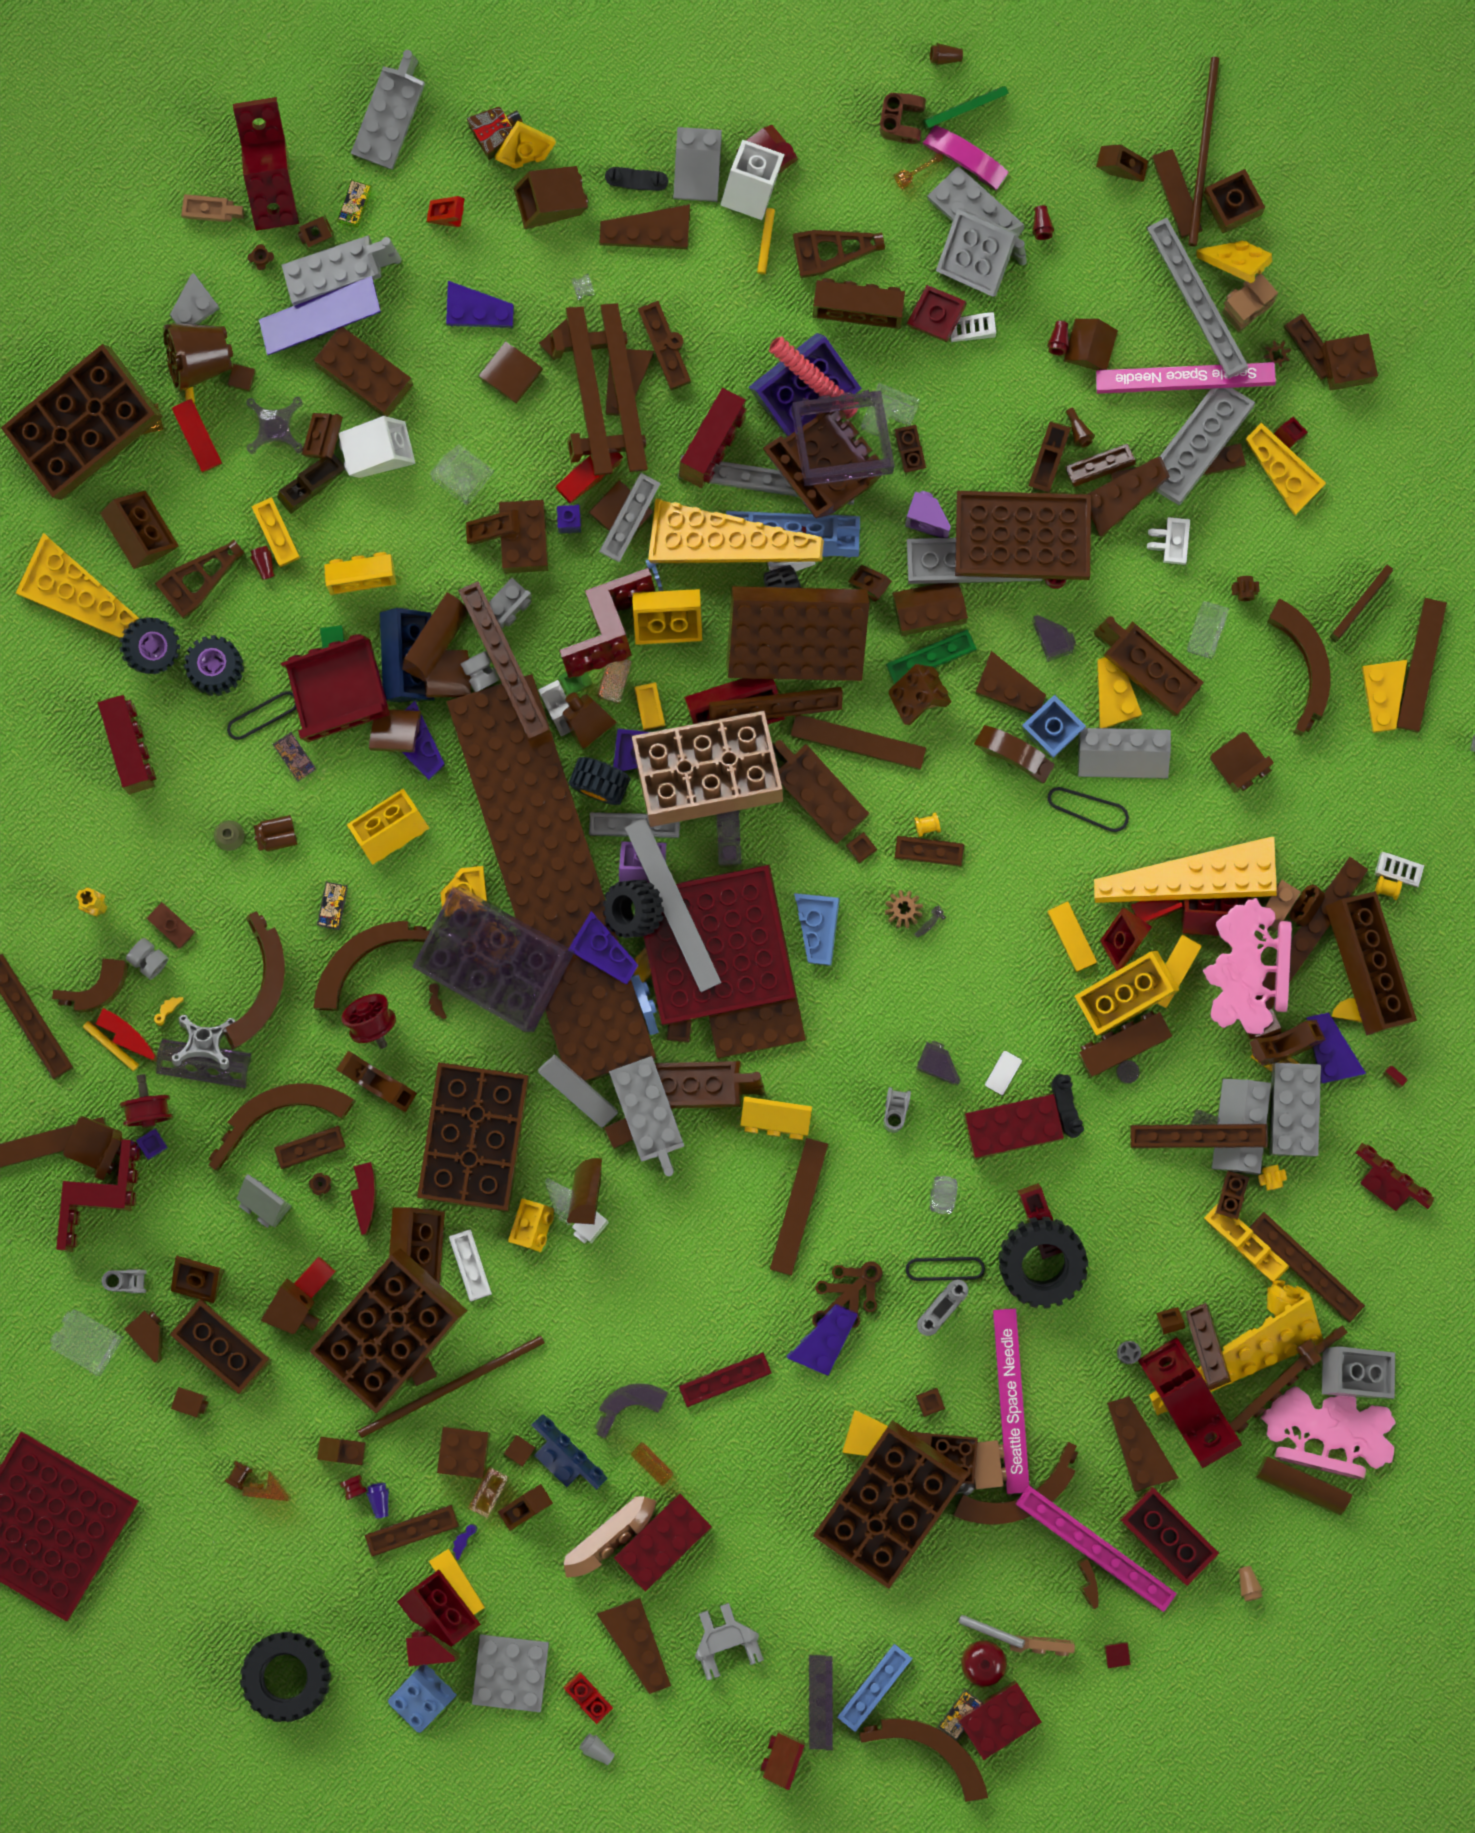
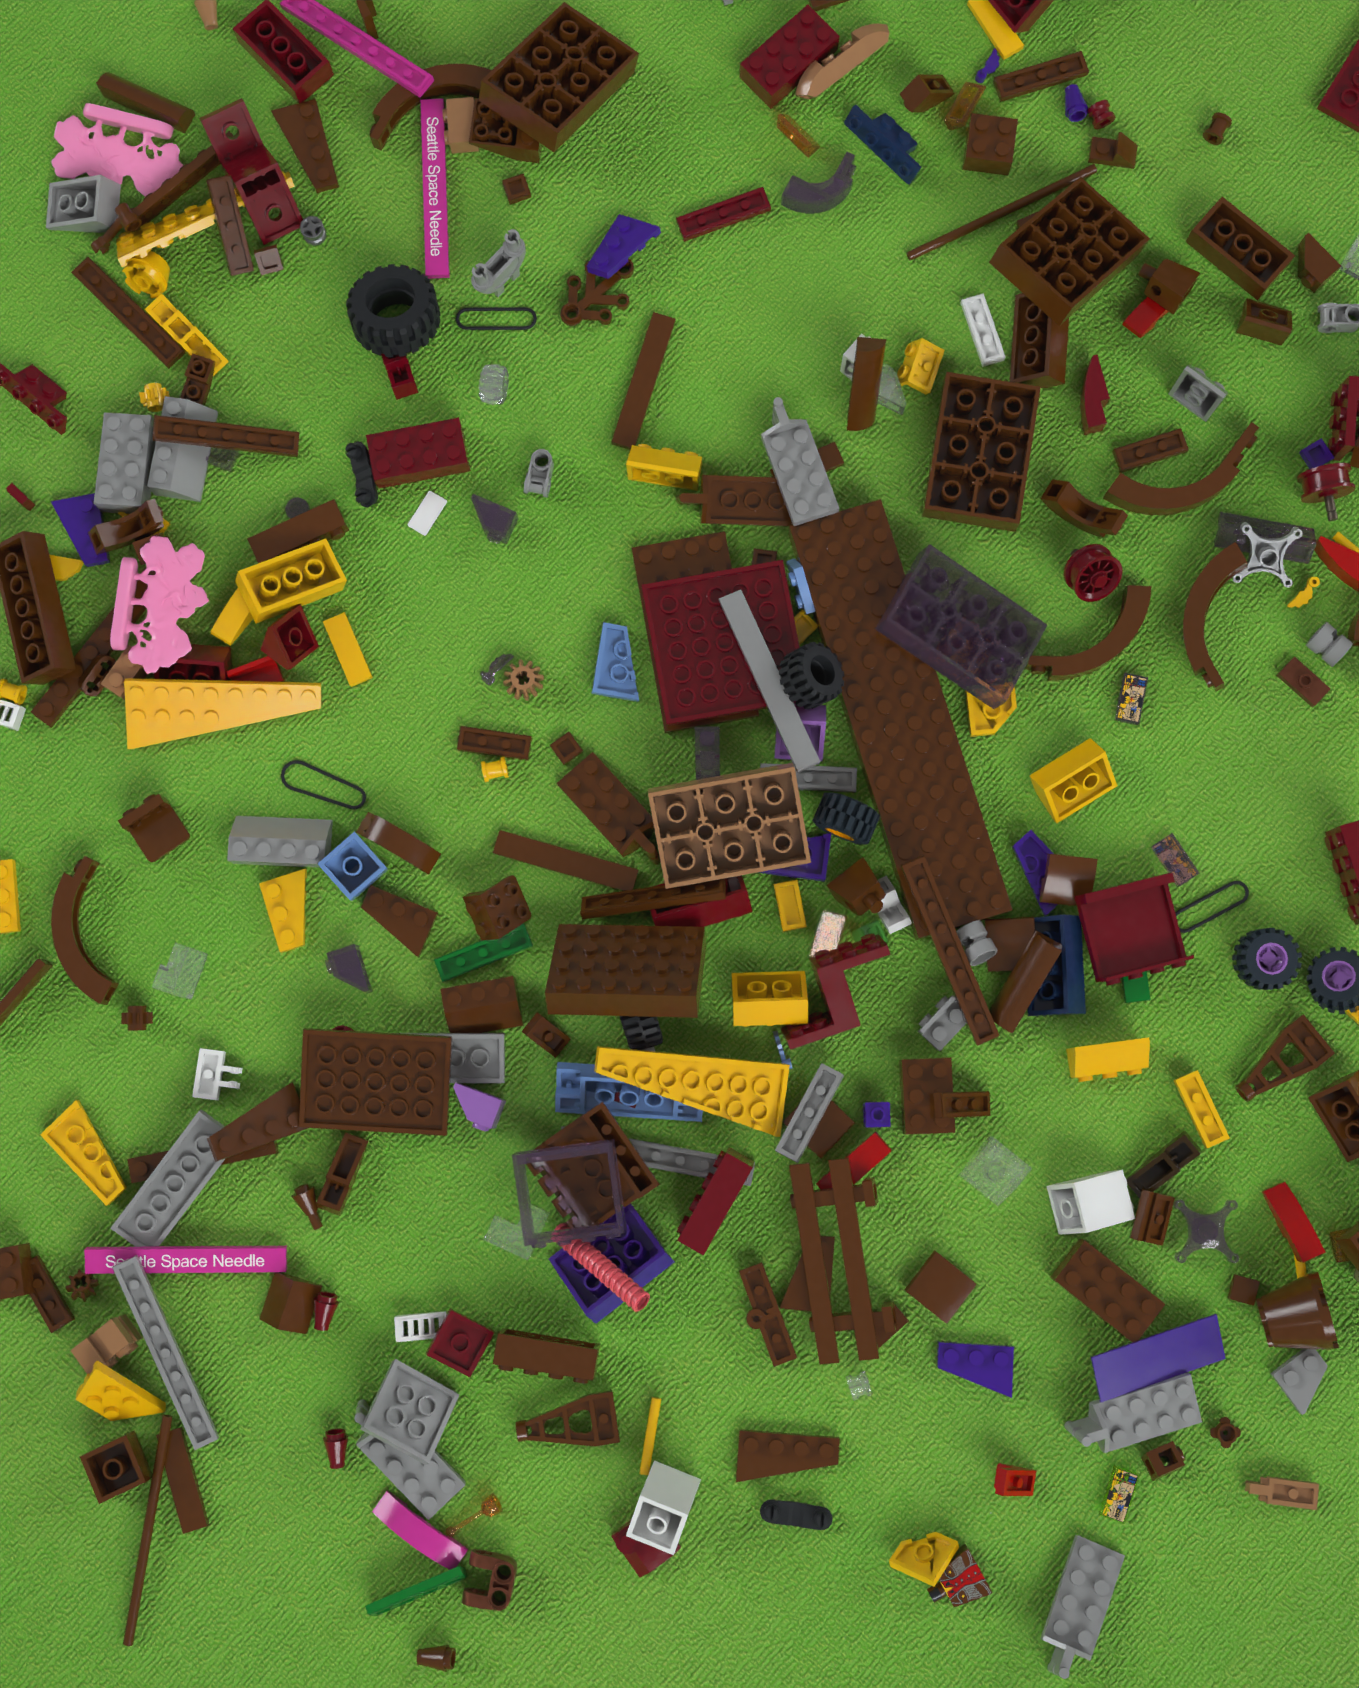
camera: 175 degrees left, 0 degrees up
(190, 1402) = (1269, 198): reddish brown brick -> none
(226, 841) = (1243, 776): olive cone -> none
(262, 560) = (1215, 1077): dark red cone -> none
(266, 163) = (1225, 1543): dark red bracket -> none
(274, 1489) = (1182, 110): clear orange slope -> none
(275, 833) = (1194, 776): reddish brown piece -> none
(319, 1177) = (1145, 411): reddish brown plate -> none
(435, 1002) = (1019, 593): reddish brown piece -> none
(519, 1450) = (932, 149): reddish brown tile -> none
(550, 196) = (894, 1495): reddish brown slope -> none
(578, 1091) = (872, 492): light grey tile -> none
(603, 951) = (844, 632): dark purple wing -> none
(697, 164) = (726, 1530): light grey slope -> none
(862, 1434) = (583, 154): yellow torso -> none
(910, 448) = (497, 1187): reddish brown slope -> none
(1100, 465) = (287, 1162): reddish brown tile -> none
(1122, 162) = (241, 1518): reddish brown slope -> none
(1148, 664) = (247, 934): reddish brown hinge -> none
(1290, 432) = (76, 1195): dark red slope -> none

